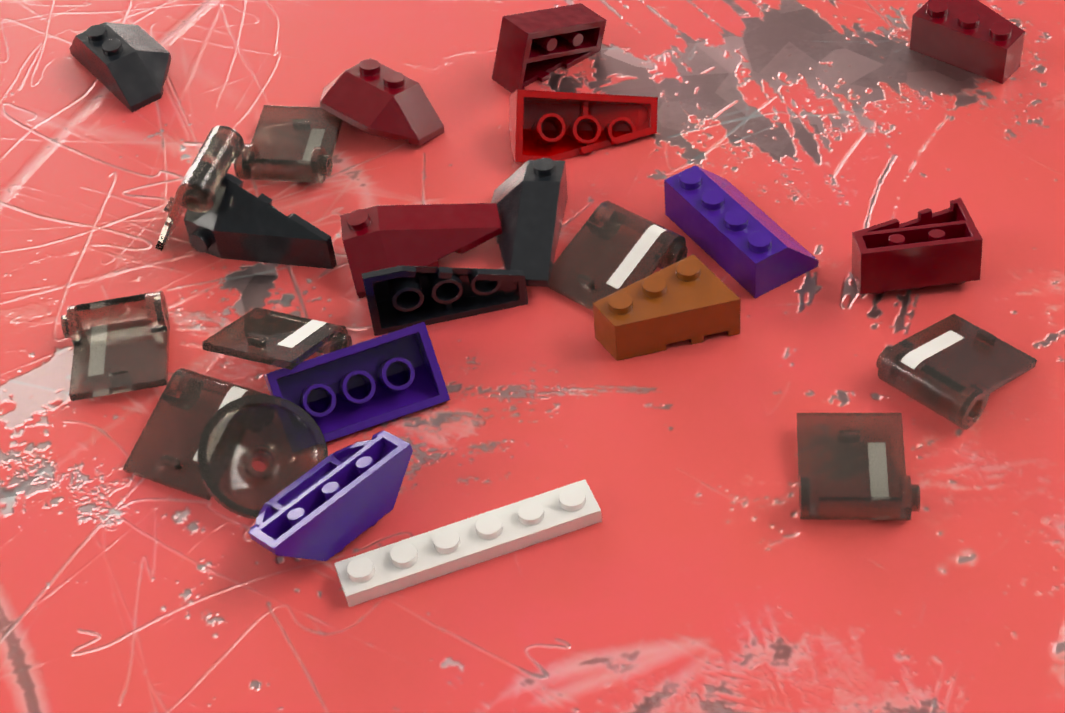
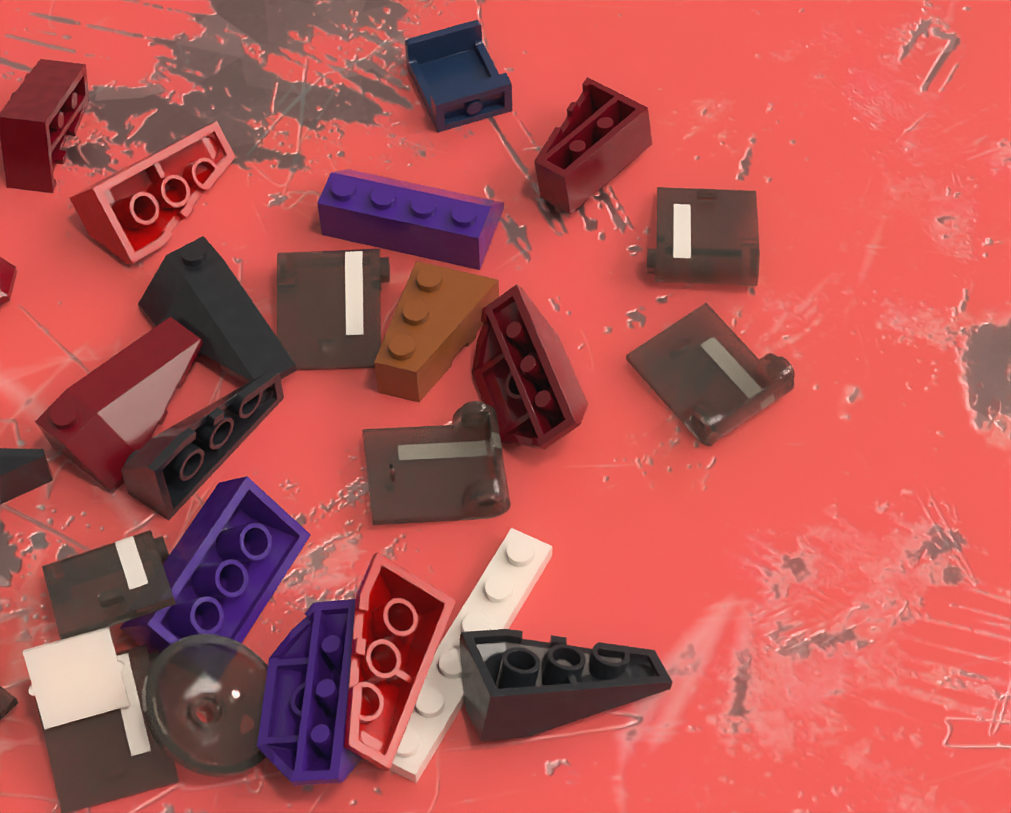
camera: 45 degrees left, 10 degrees up
(195, 379) = (76, 677): none -> white piece
(400, 492) = (392, 650): none -> red wedge
(484, 592) = (534, 686): none -> black wedge
(575, 408) = (438, 470): none -> clear smoke door
(706, 378) = (526, 373): none -> dark red wedge
(871, 156) = (457, 76): none -> dark blue panel

